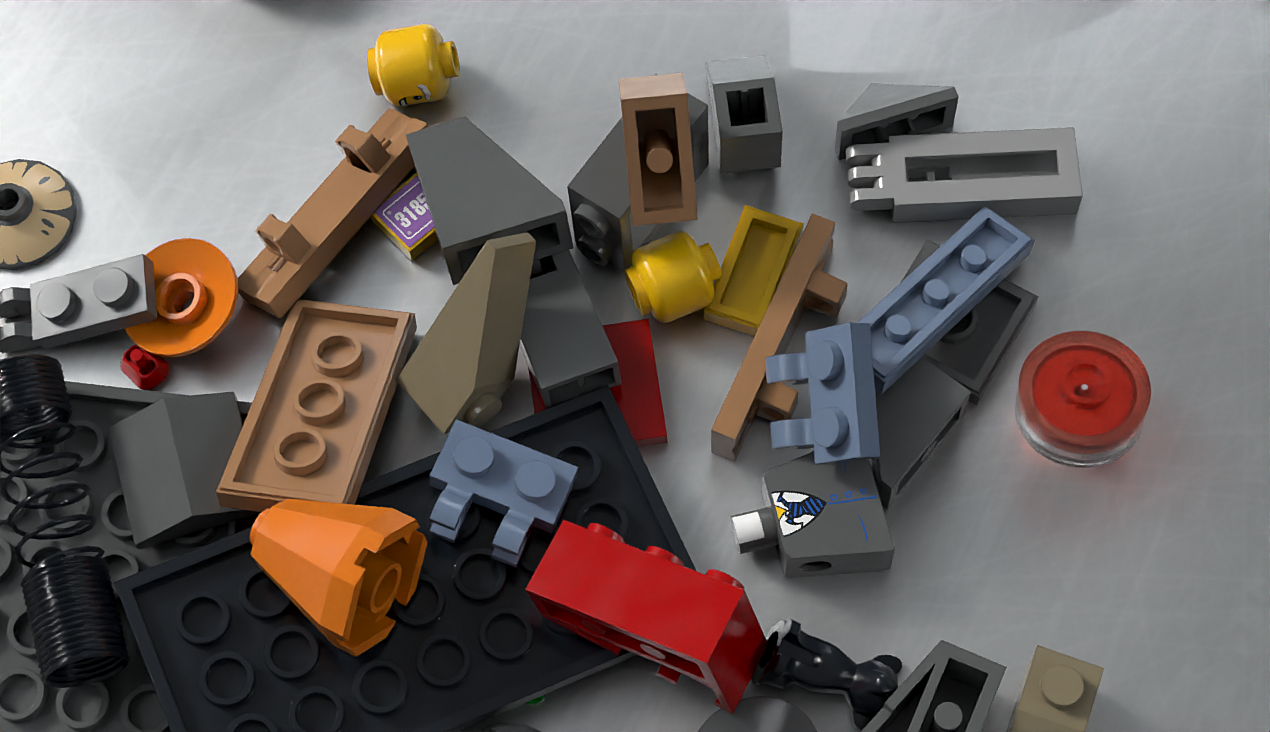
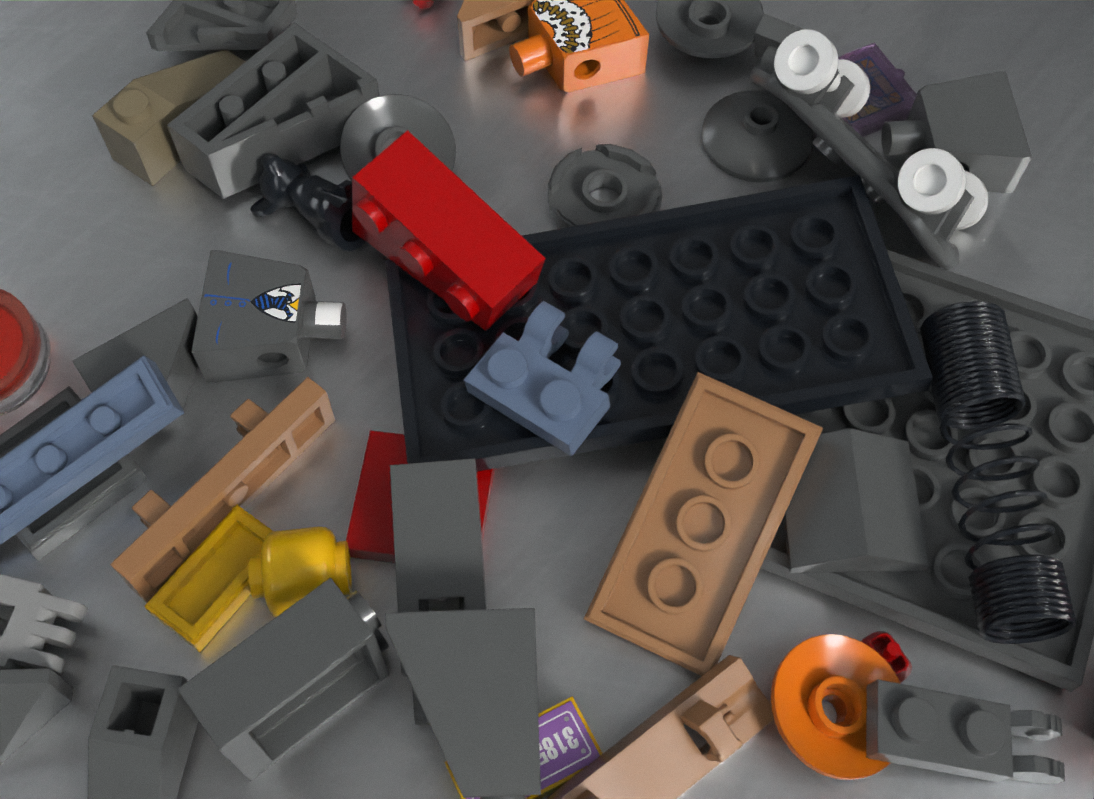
camera: 170 degrees left, 5 degrees down
(341, 565) = (715, 315): orange cone -> none
(475, 339) = (541, 530): dark tan slope -> none
(658, 149) = (249, 627): medium nougat slope -> none
(840, 391) = (188, 353): sand blue plate -> none

